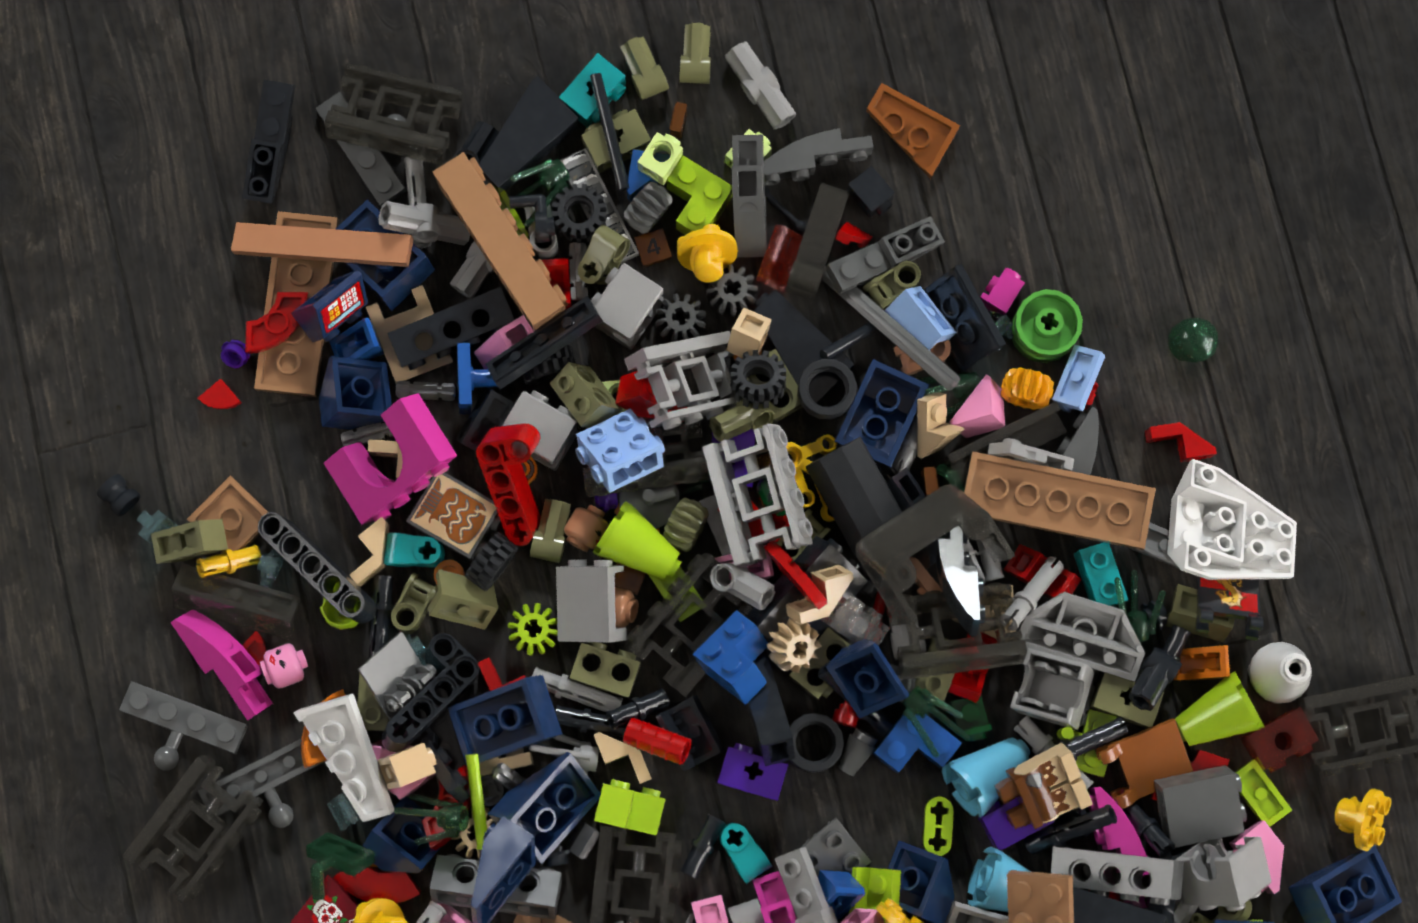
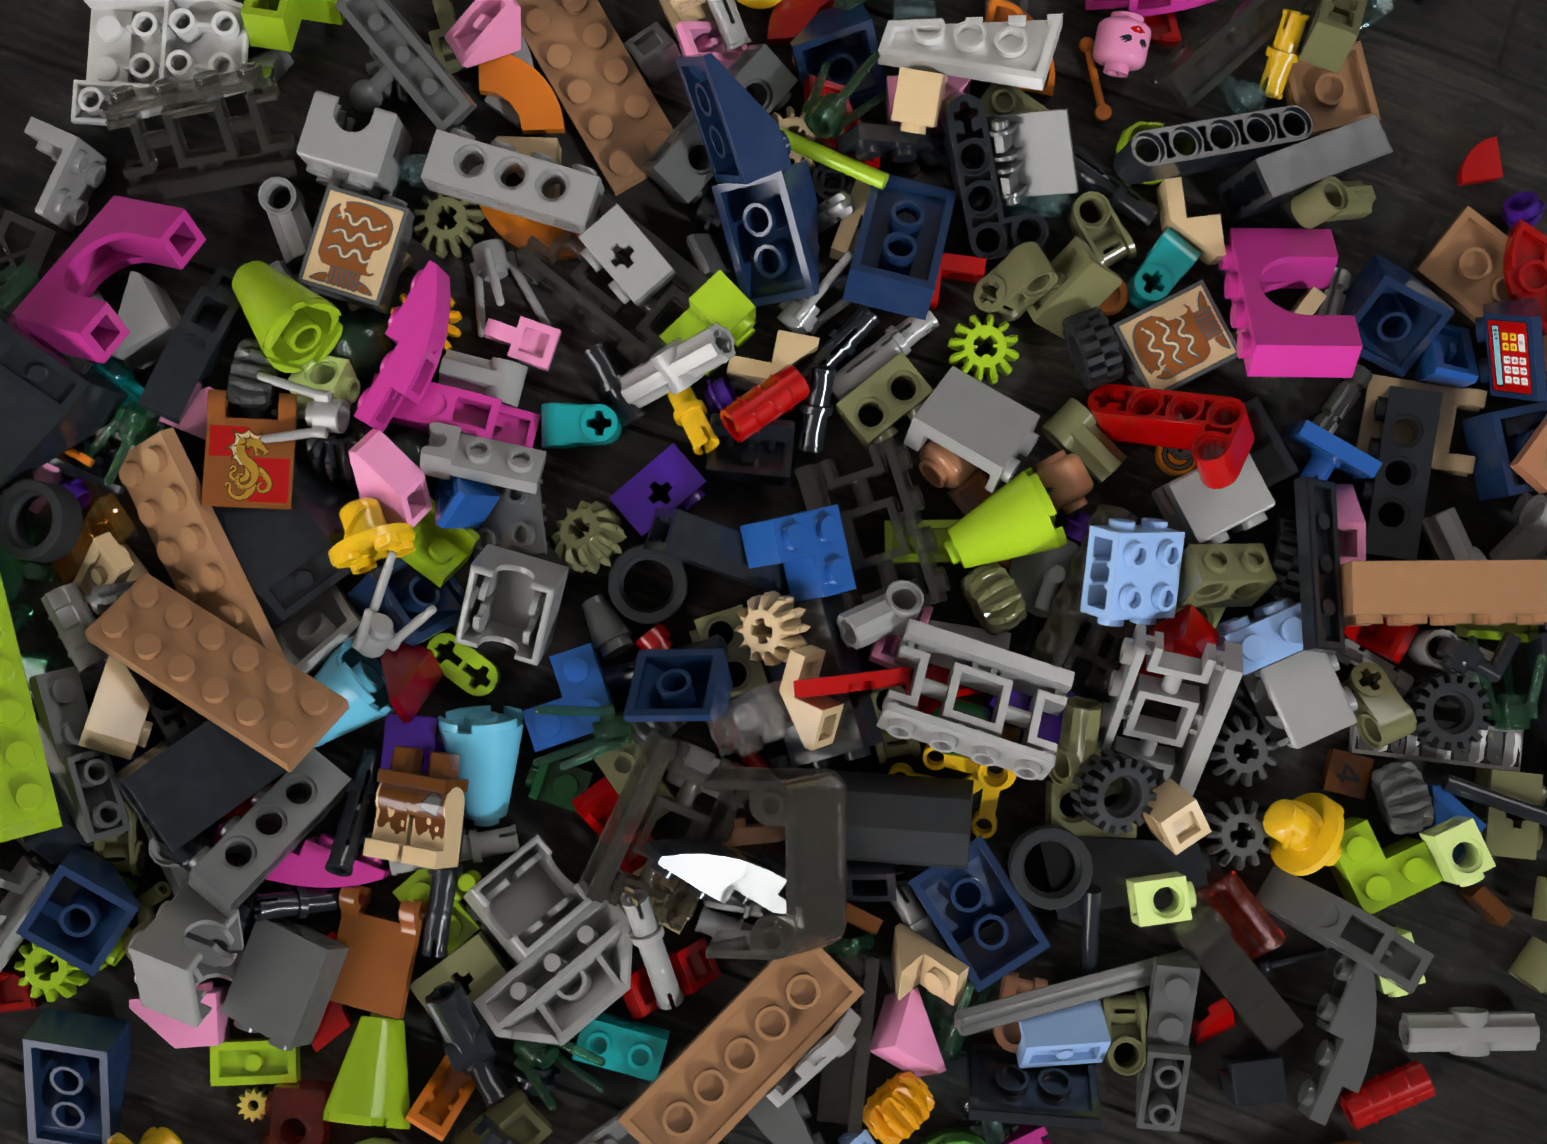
camera: 120 degrees right, 5 degrees up
(294, 502) = (1287, 172): none -> slope
(305, 472) = (1332, 201): none -> olive piece
(332, 651) = (1103, 111): none -> orange hinge
(481, 635) = (1020, 282): none -> olive piece
(606, 349) = (1267, 636): none -> light blue brick
(608, 899) = (617, 233): none -> light grey brick
(667, 774) = (719, 393): none -> dark purple plate
(669, 809) = (677, 365): none -> light grey piece
(691, 786) = (691, 416): none -> yellow pin
(806, 325) = (1141, 895): none -> yellowish green brick
(809, 798) = (588, 537): none -> olive gear
(828, 109) = (1387, 1094): none -> red axle
(880, 817) = (512, 602): none -> light grey piece
(953, 888) = (377, 629): none -> light grey plant
(965, 853) = (409, 678): none -> dark red slope
(1292, 778) = (246, 1106): none -> light yellow piece

